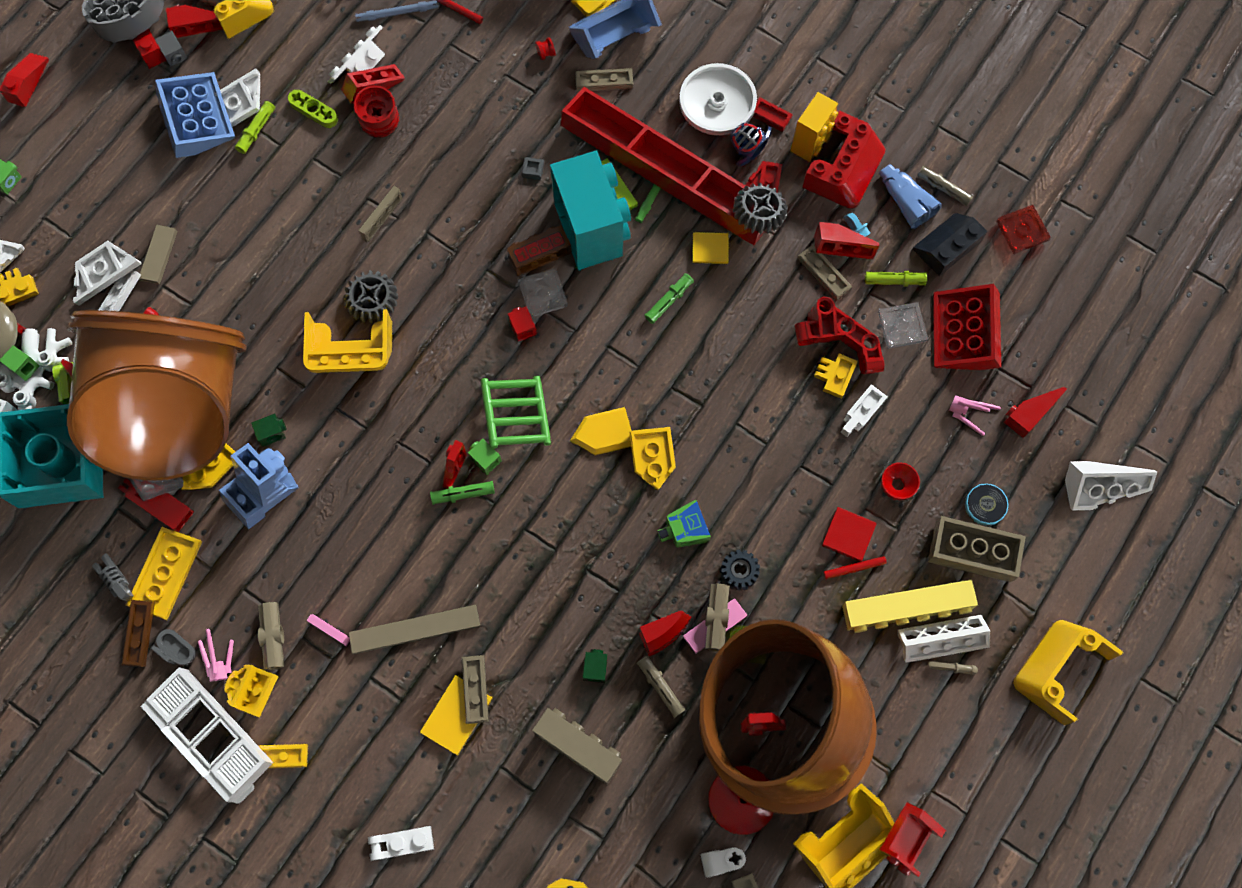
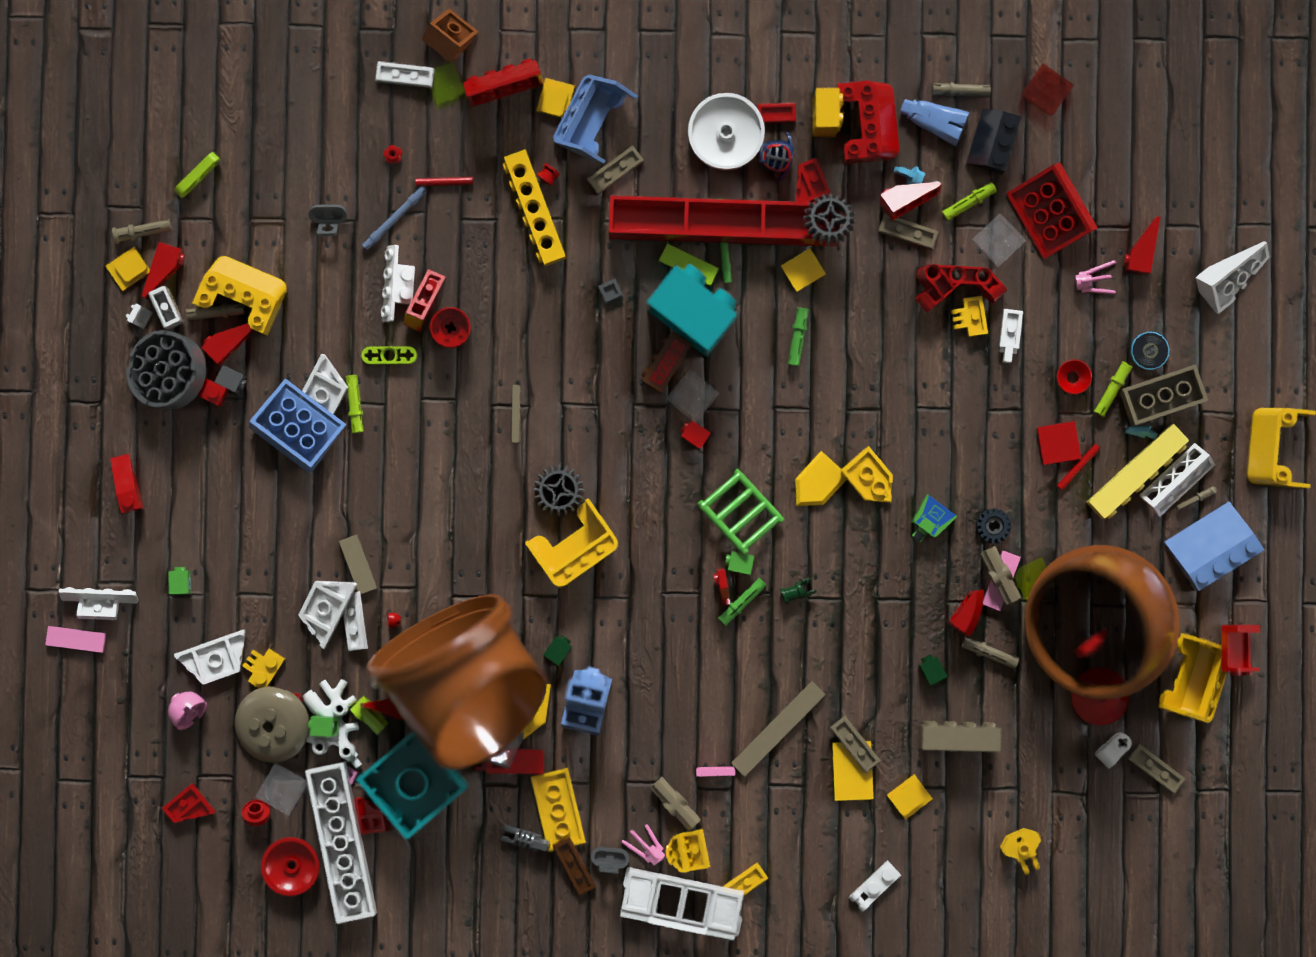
camera: 30 degrees left, 15 degrees up
(493, 777) = (909, 796): none -> yellow piece
(507, 109) = (521, 161): none -> yellow brick
(518, 514) = (796, 591): none -> dark green piece
(930, 516) = (1113, 388): none -> lime pin
(935, 572) = (1142, 431): none -> medium azure bar
(943, 724) = (1213, 546): none -> medium blue slope

